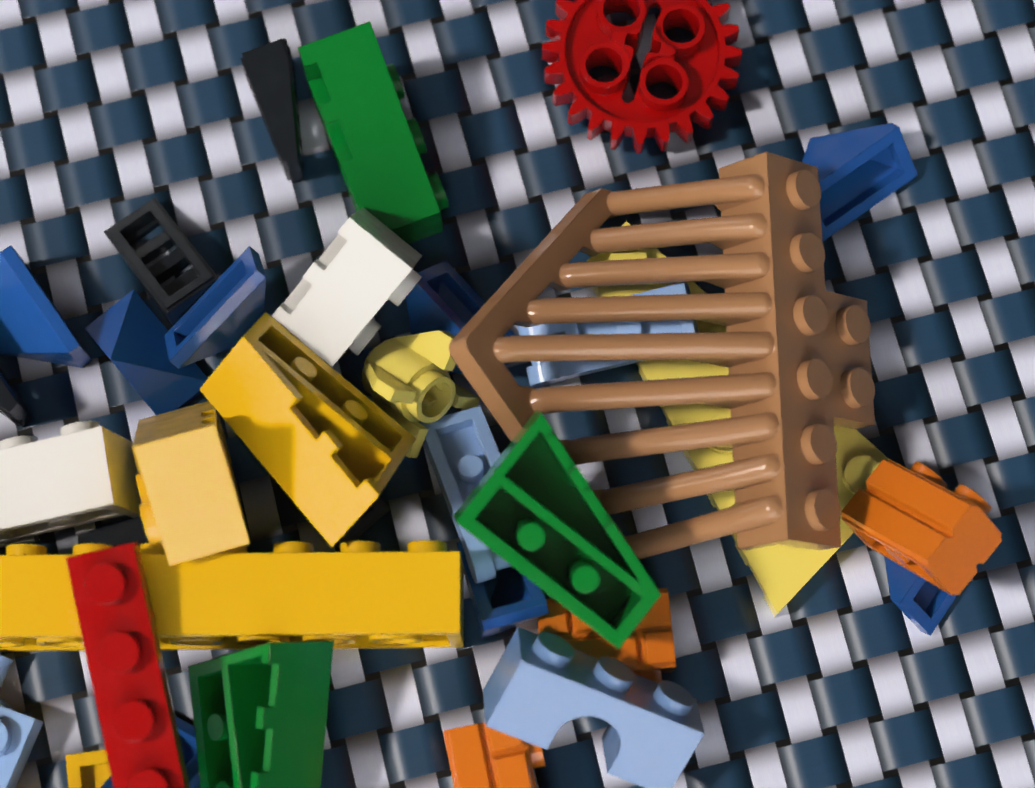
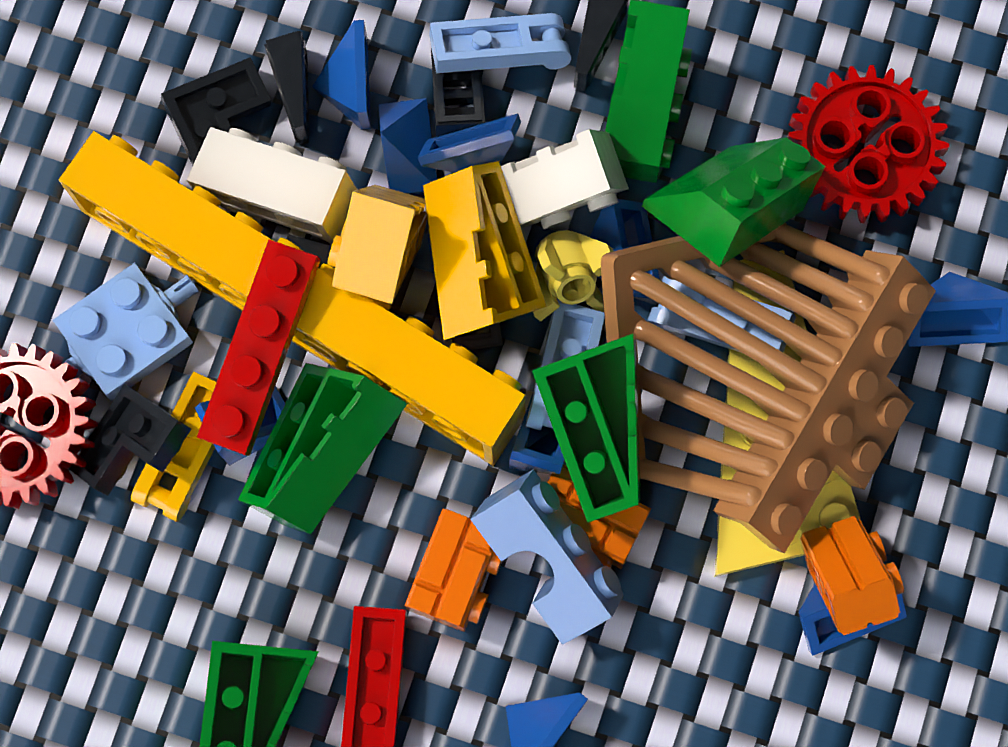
camera: 35 degrees right, 0 degrees up
(177, 181) = (499, 43): none -> light blue plate
(544, 193) = (737, 196): none -> green slope

